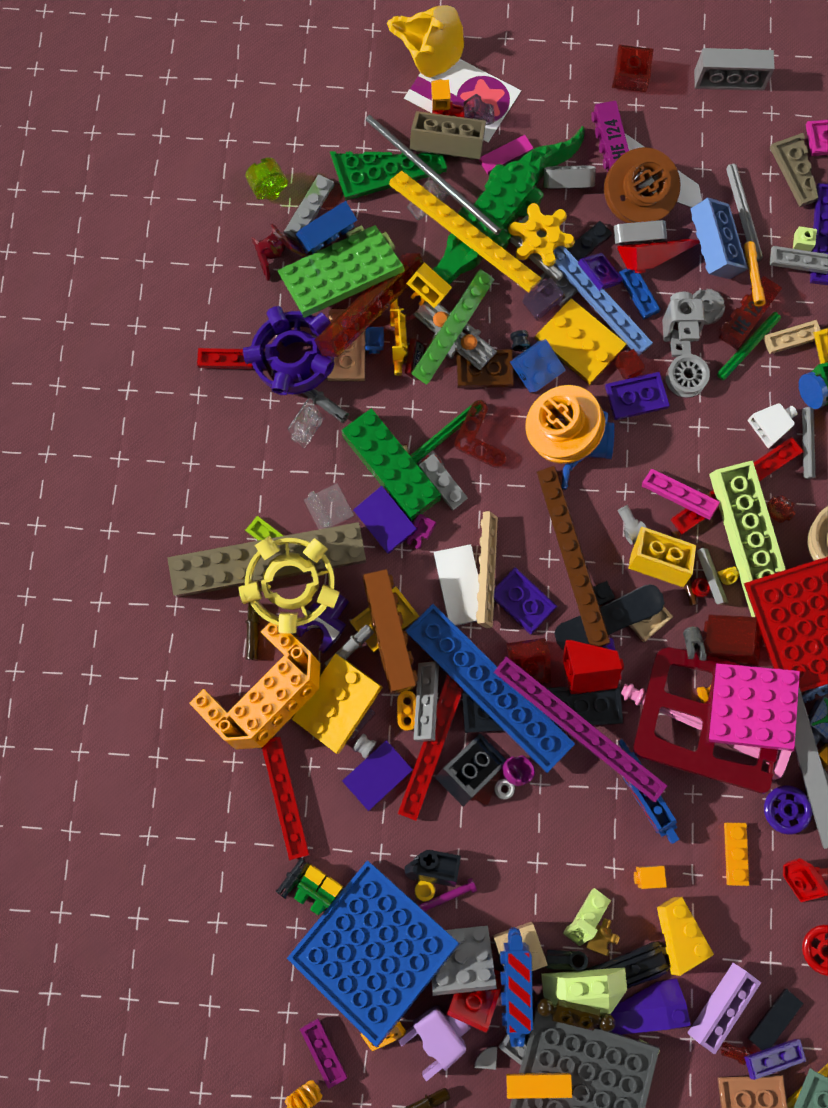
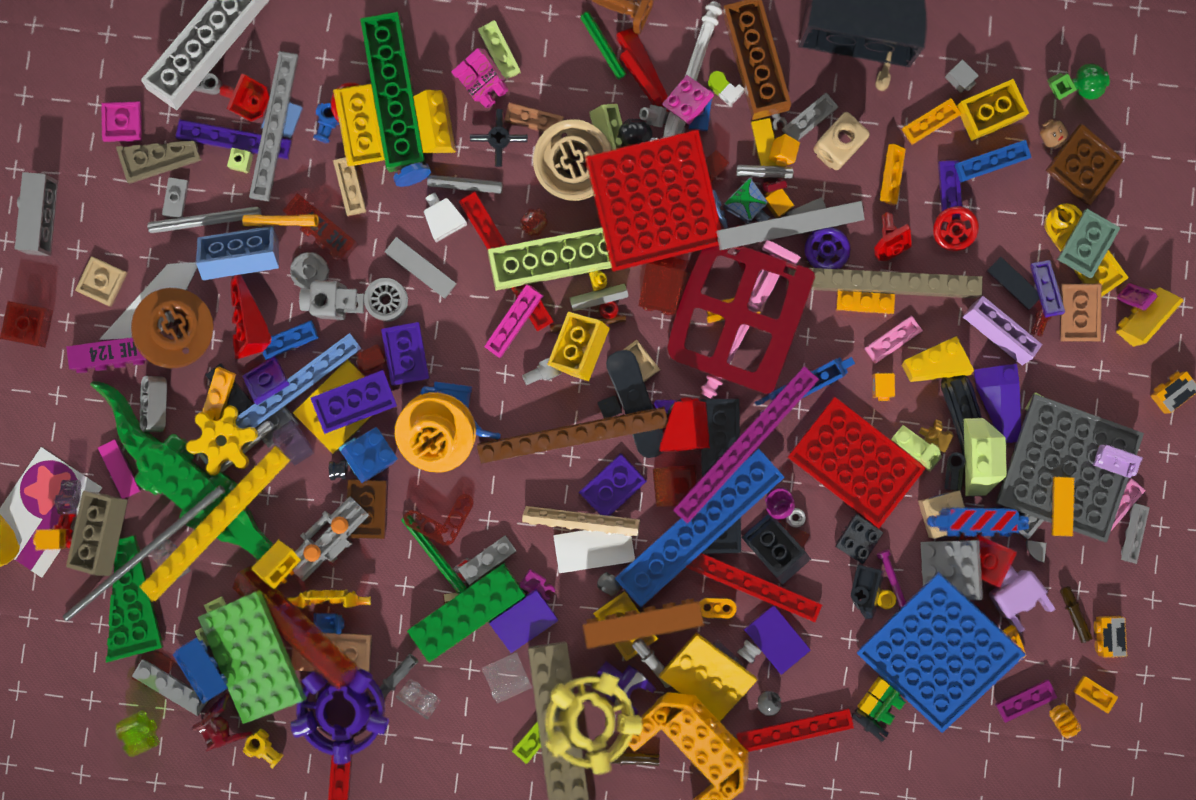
camera: 85 degrees left, 10 degrees up
(255, 290) = (265, 749): none -> yellow connector
(312, 769) = (769, 703): none -> dark grey piece
(415, 353) = (352, 581): tile -> none
(425, 600) = (608, 584): none -> dark grey piece
(426, 702) = (710, 589): light grey plate -> none
(452, 327) = (322, 540): bright green plate -> none
(486, 857) = (858, 539): none -> black hinge
(567, 851) = (856, 462): none -> red plate
(576, 1015) = (1004, 468): dark brown plate -> none
(586, 231) = (219, 393): none -> light orange plate
(588, 349) = (353, 401): none -> dark purple plate
(640, 232) = (223, 333): light grey beam -> none
(676, 130) = (101, 281): none -> tan tile
(694, 643) = (665, 322): dark grey hinge -> none
(700, 886) = (893, 339): none -> bright pink tile
(721, 406) = (420, 268): none -> light grey tile
(748, 346) = (356, 232): green axle -> none
(754, 707) = (733, 275): dark pink plate -> none
(761, 186) = (175, 198): none -> light grey plate
(762, 886) = (895, 283): none -> dark tan brick

